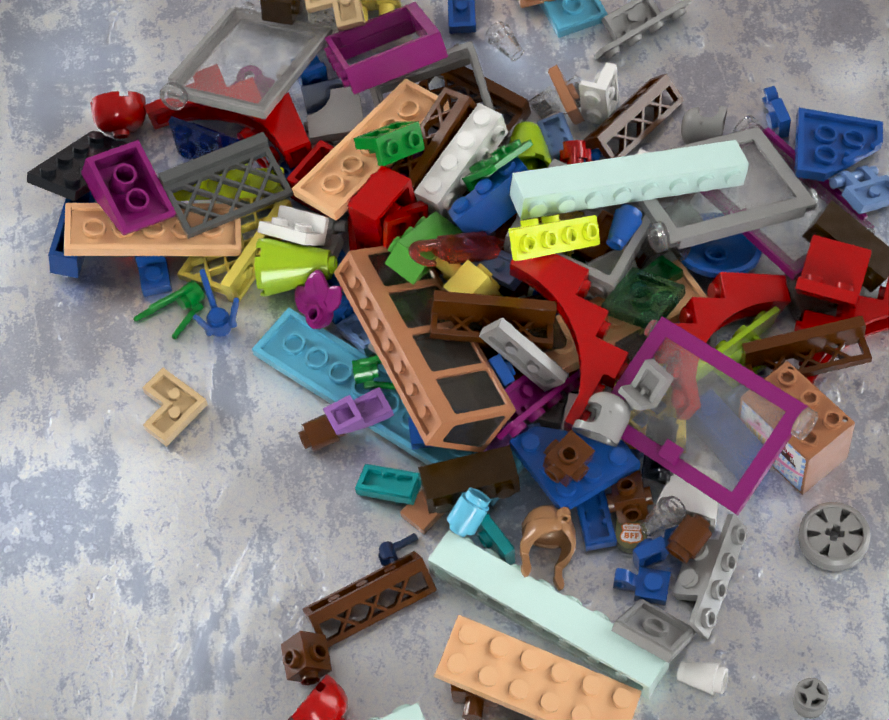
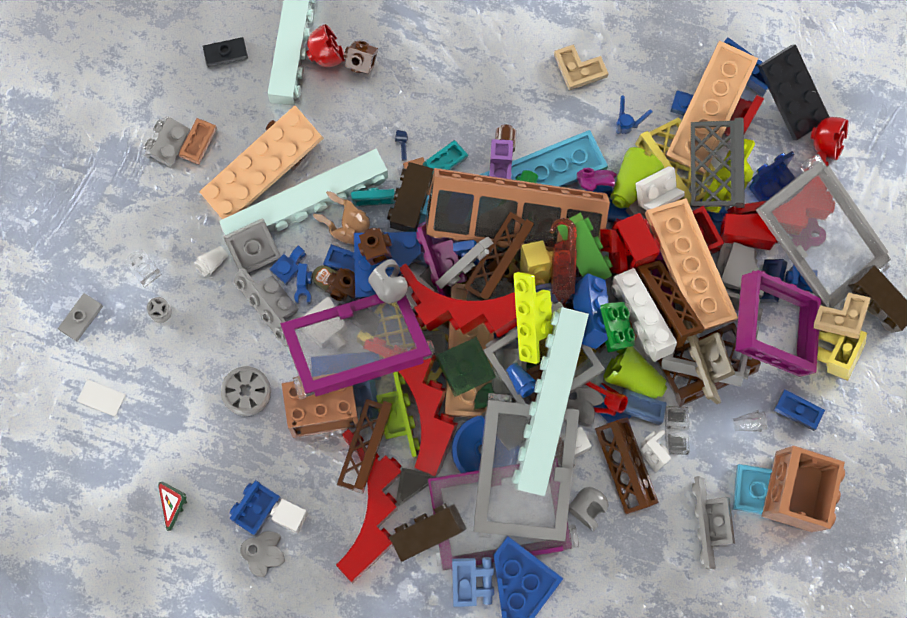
camera: 110 degrees right, 15 degrees up
(127, 188) = (744, 97): magenta slope -> none
(187, 297) = (658, 115): green plant -> none
(369, 587) = (383, 109): reddish brown fence -> none
(392, 141) = (677, 267): green bracket -> none
(468, 512) = (386, 181): medium azure brick -> none
(475, 67) = (711, 361): none -> dark tan bracket
(567, 94) = (674, 429): nougat plate -> none
(647, 387) = (389, 314): light grey bracket -> none
(664, 515) = (315, 293): clear cone -> none
(689, 538) = (291, 297): reddish brown brick -> none
(778, 116) = (569, 564): blue plate -> none
(833, 271) = (406, 496): red bracket -> none

